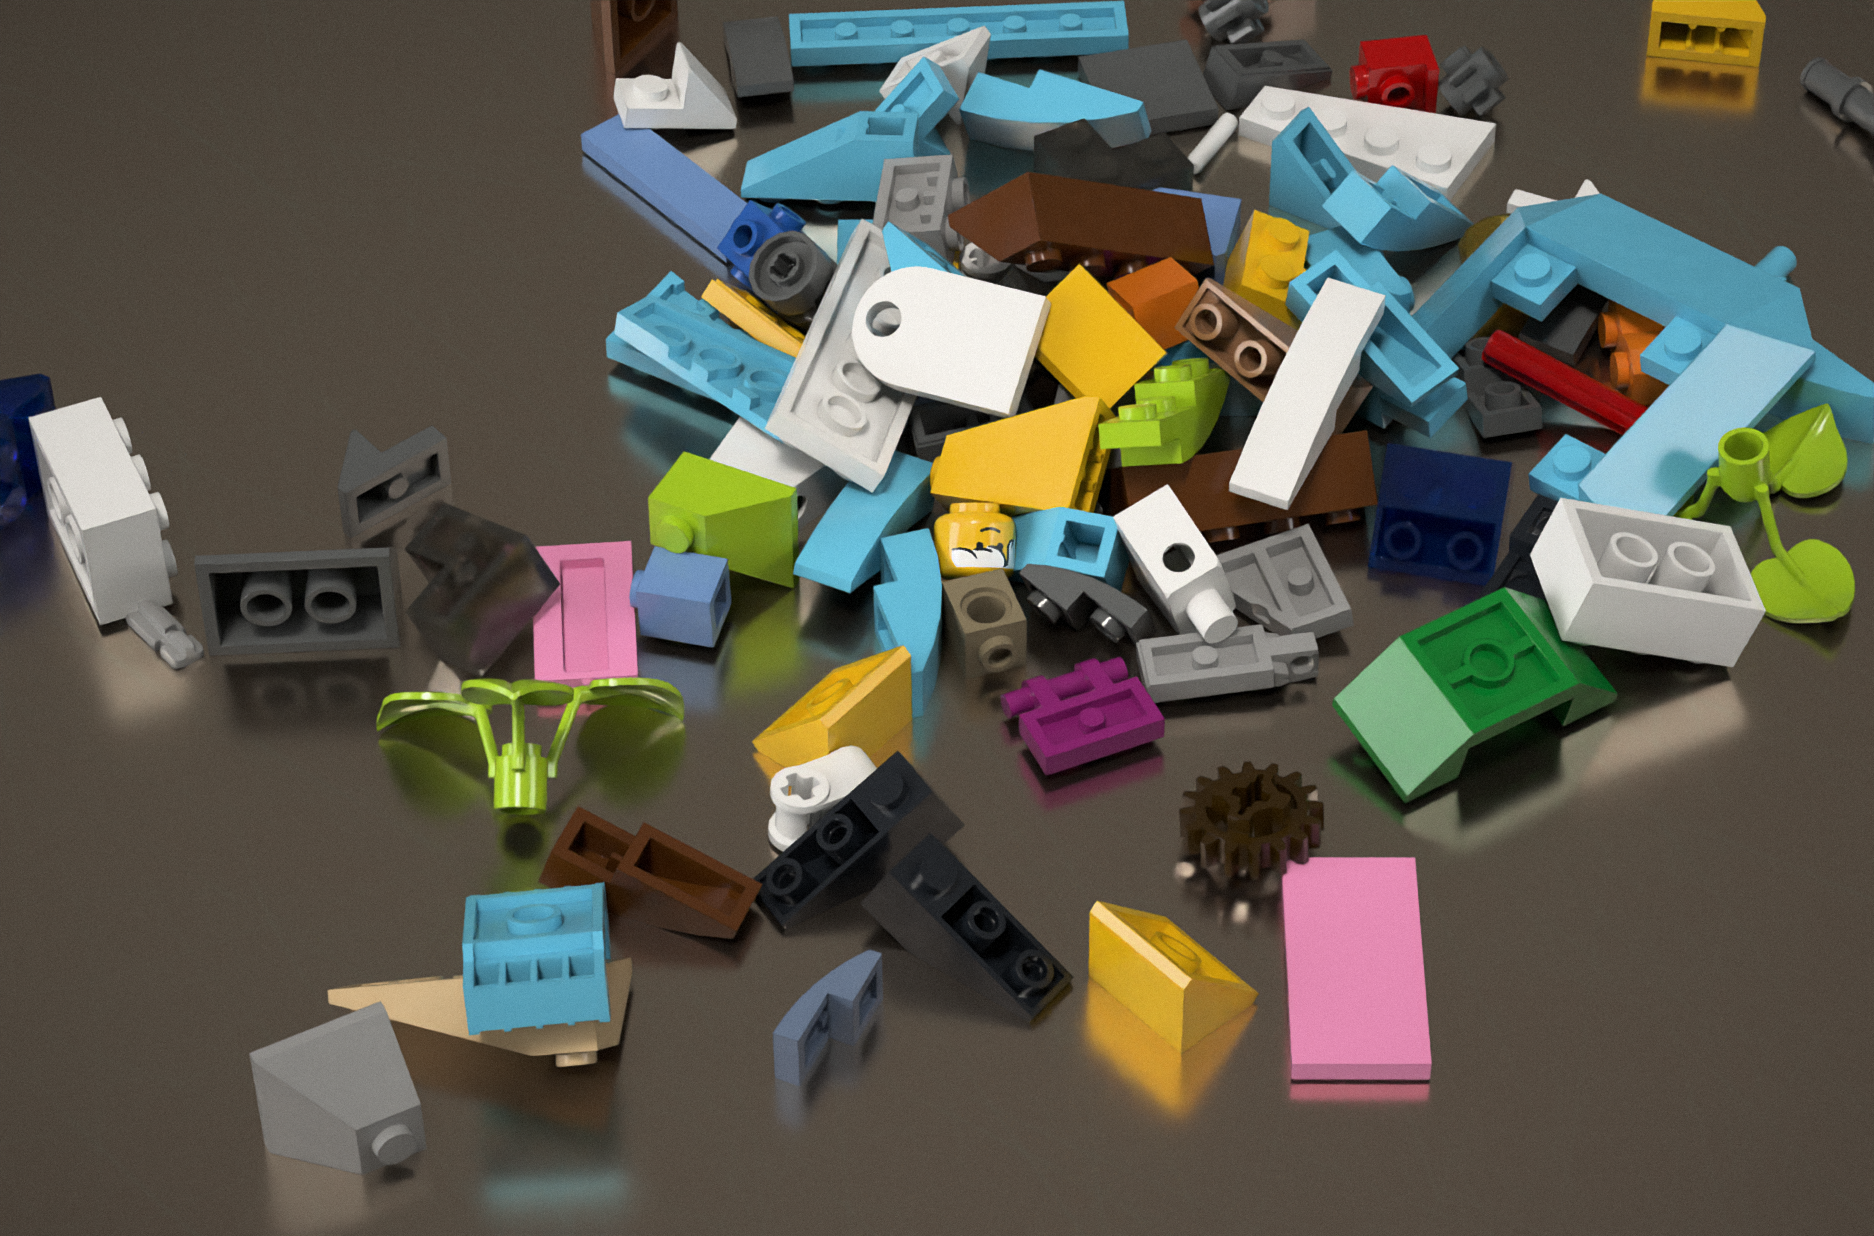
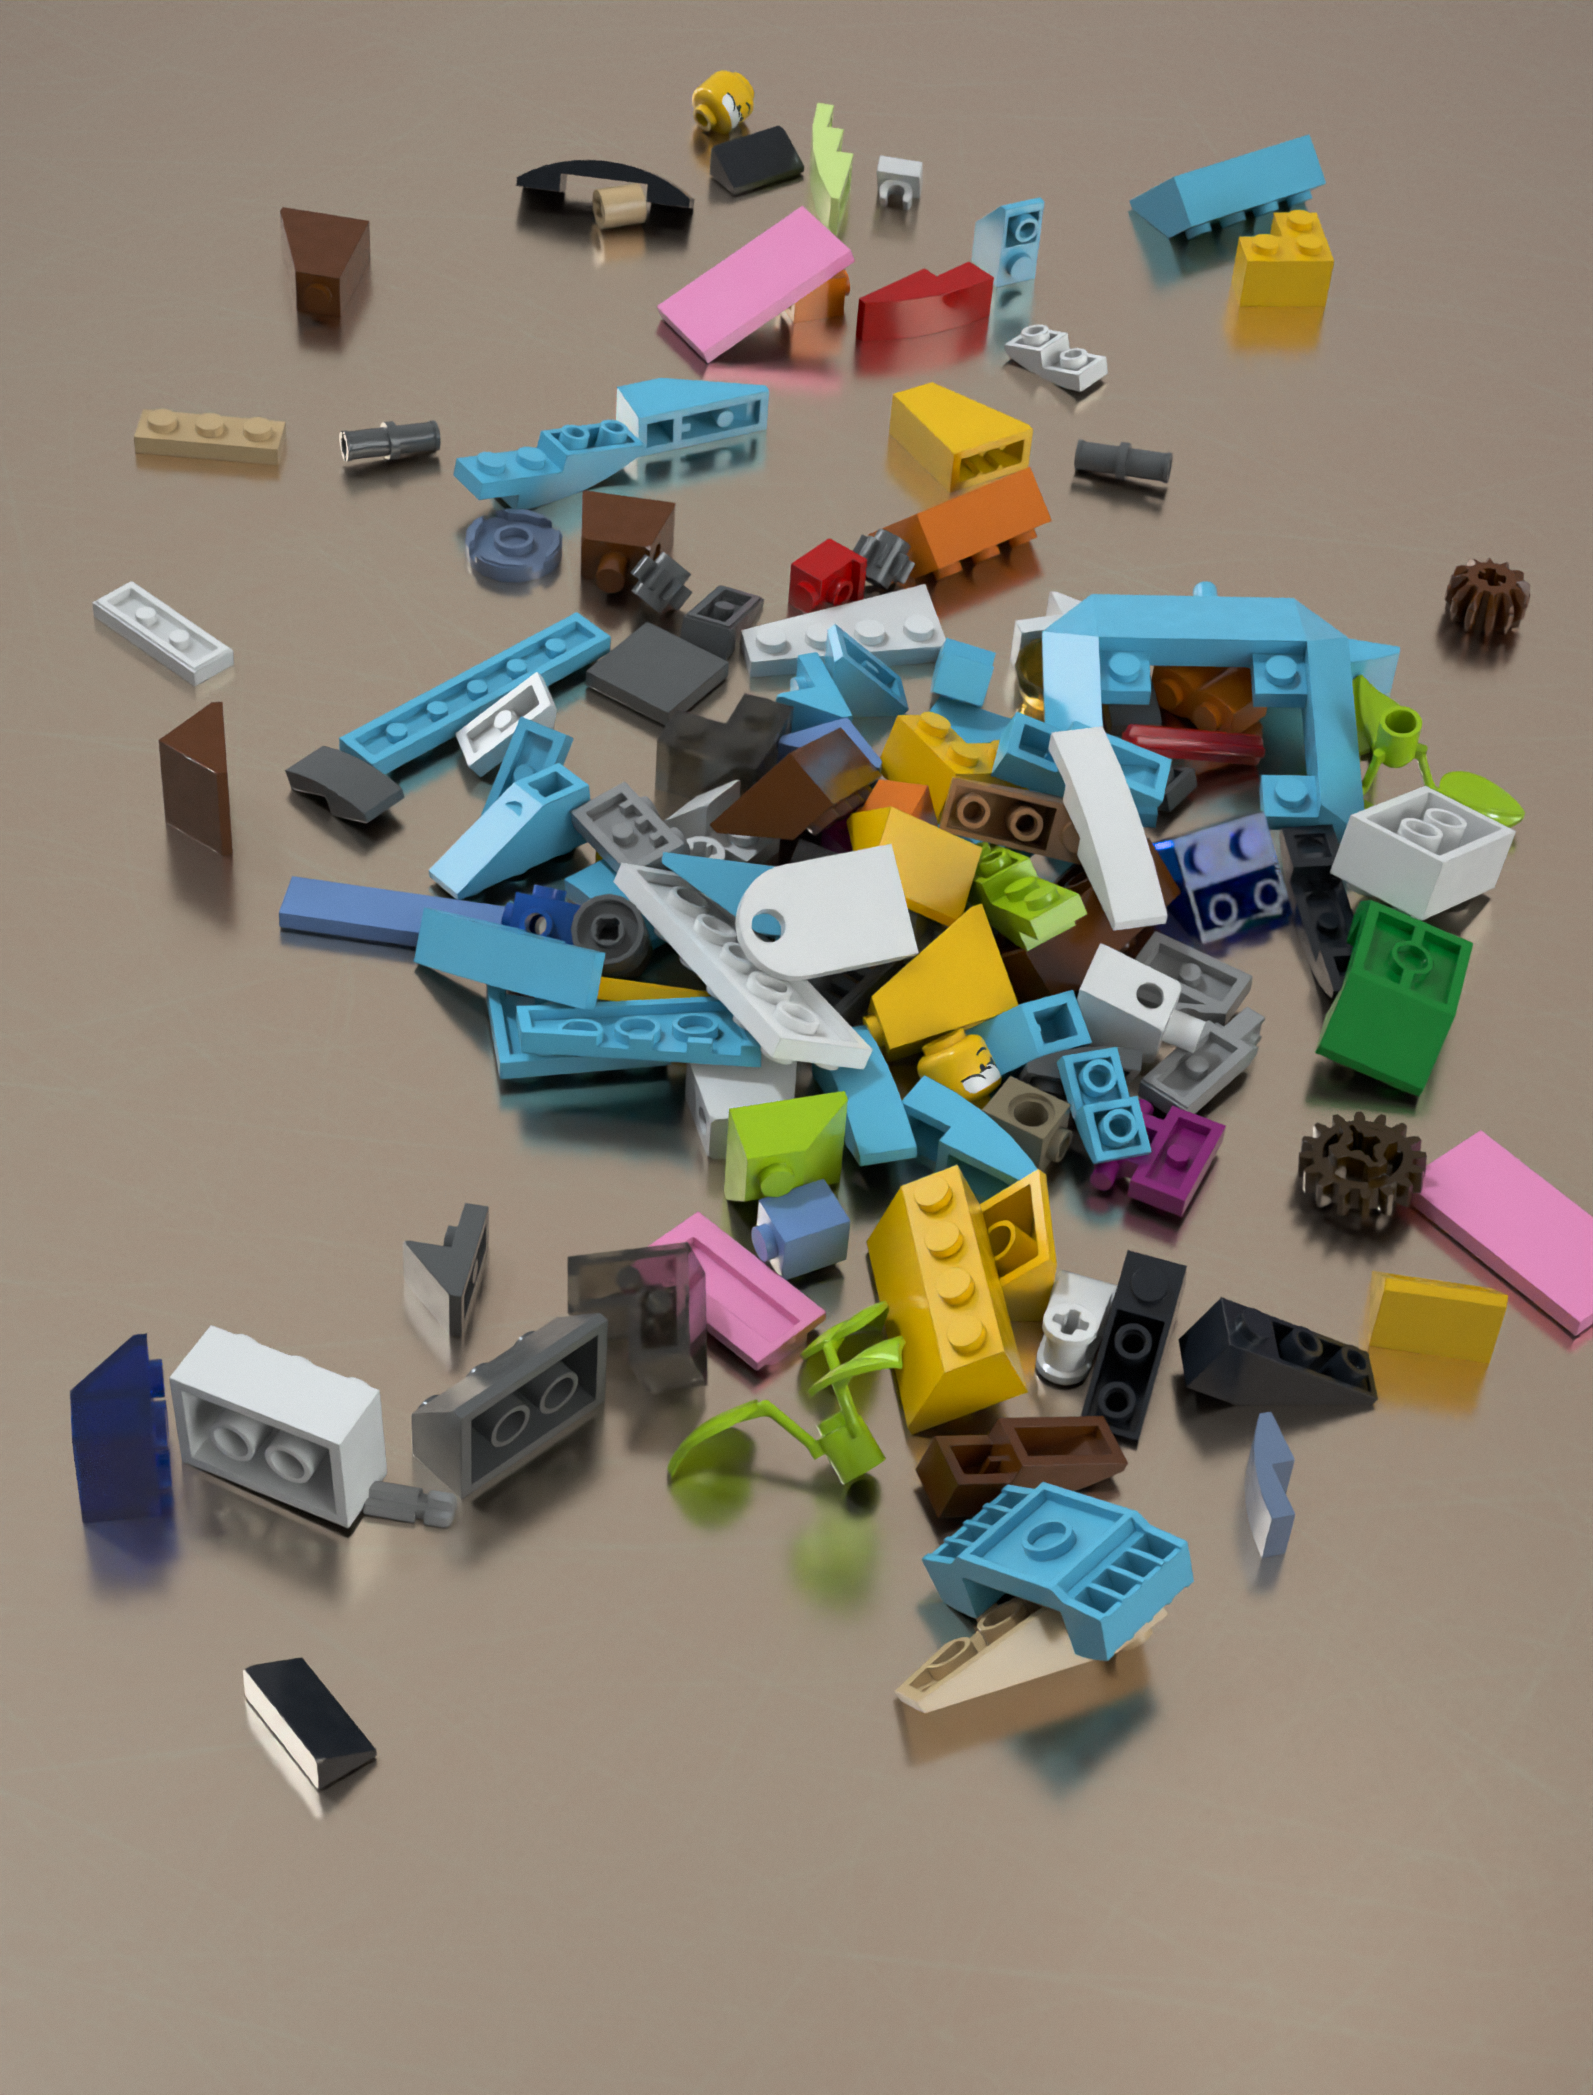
camera: 45 degrees left, 0 degrees up
(339, 1095) = (1039, 1779): light grey slope -> none
(684, 102) = (329, 848): white slope -> none
(694, 256) = (509, 958): none -> medium azure slope
(729, 712) = (945, 1301): none -> yellow slope
(1013, 114) = (629, 720): medium azure slope -> none
(1057, 638) = (1101, 1105): none -> medium azure slope
(1213, 141) = (741, 679): white piece -> none
(1241, 177) = (813, 695): none -> medium azure slope
(1598, 87) = (973, 525): none -> orange slope

